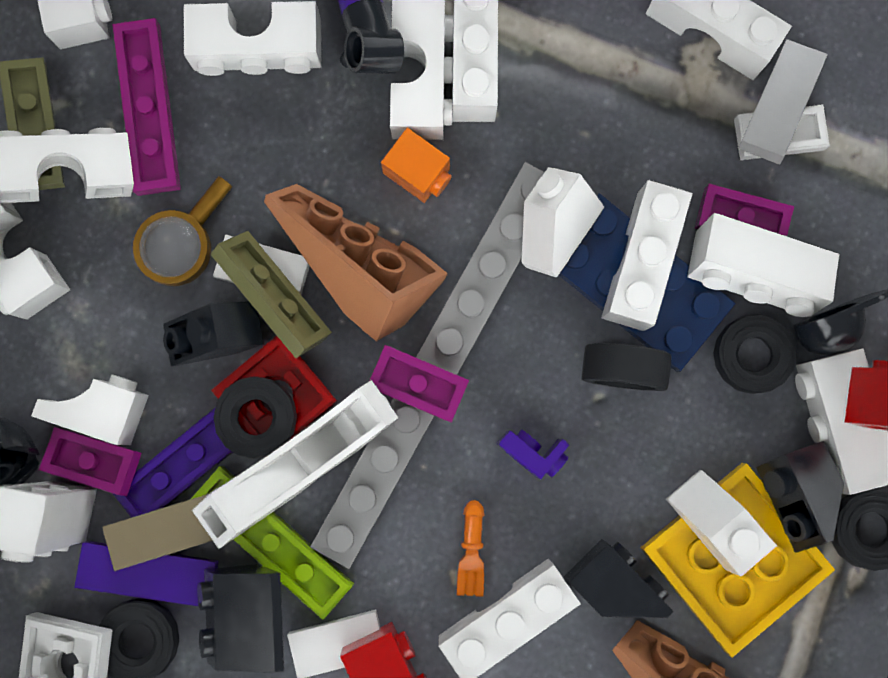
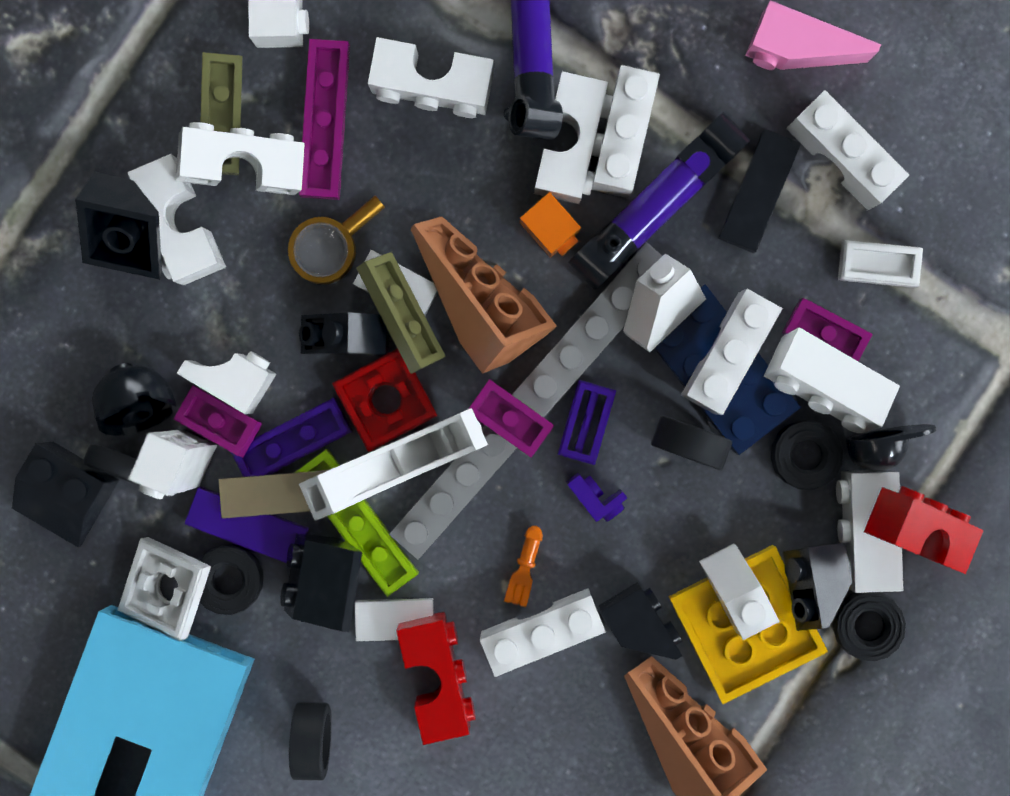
camera: 15 degrees right, 5 degrees up
(228, 410) = (341, 415): black tyre -> none
(506, 334) = (595, 391): none -> dark purple tile
(528, 116) = (659, 201): none -> piece
(633, 83) = (759, 191): none -> black tile
(783, 102) = (887, 238): light grey tile -> none

